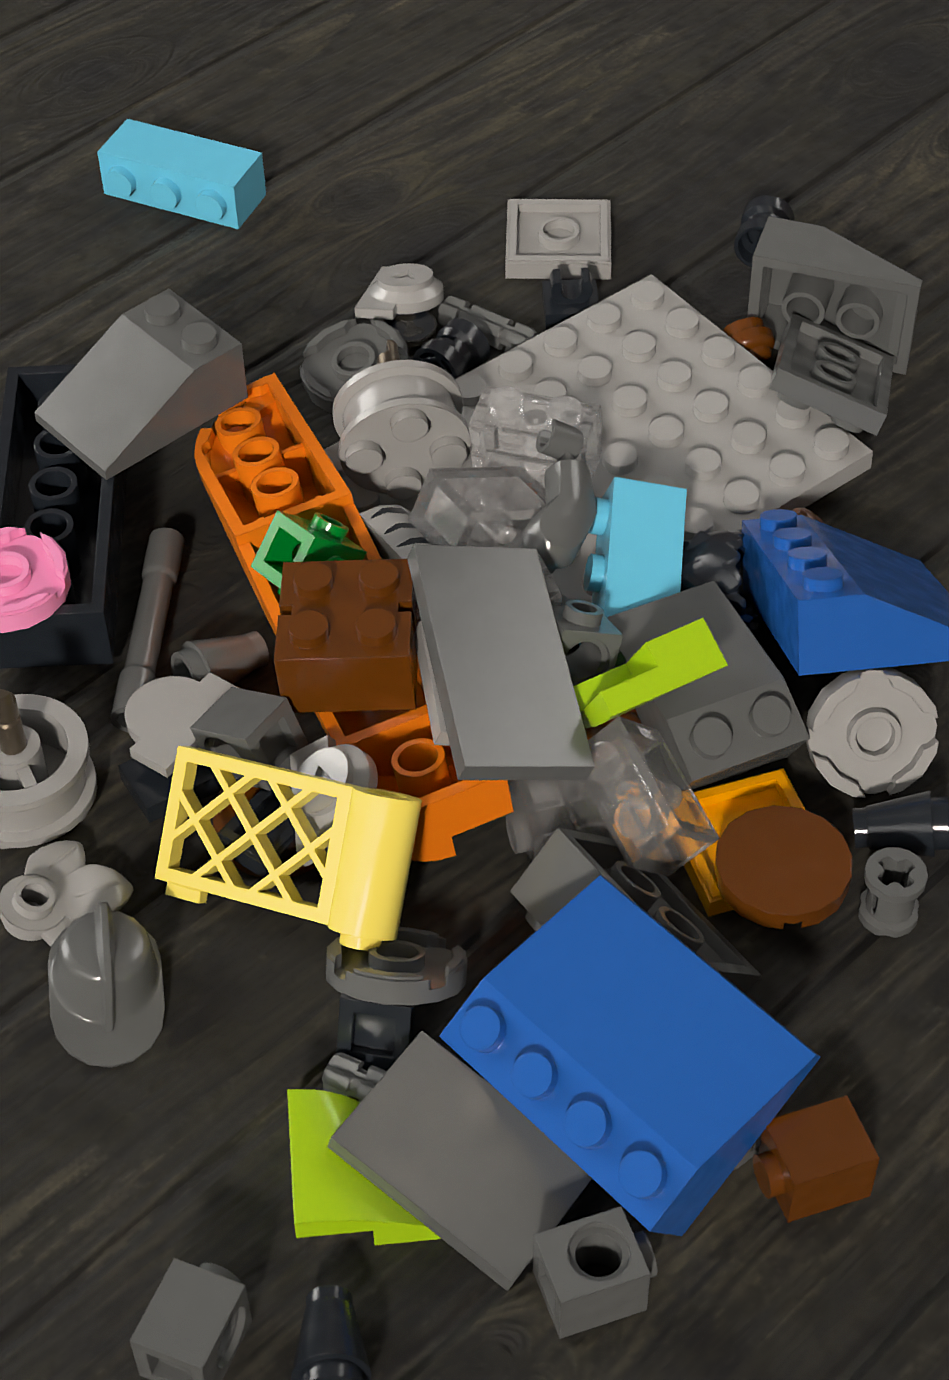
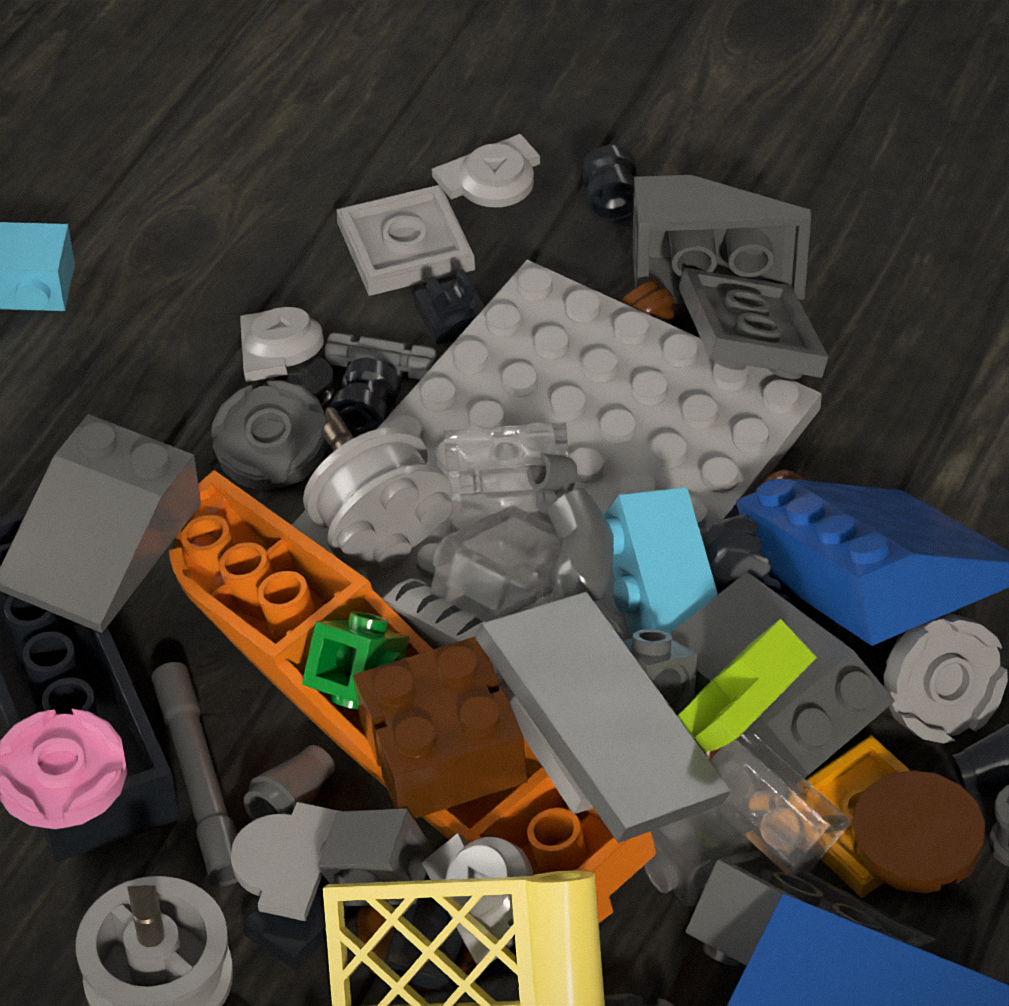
camera: 20 degrees left, 0 degrees up
(664, 203) = (491, 174): none -> light grey piece

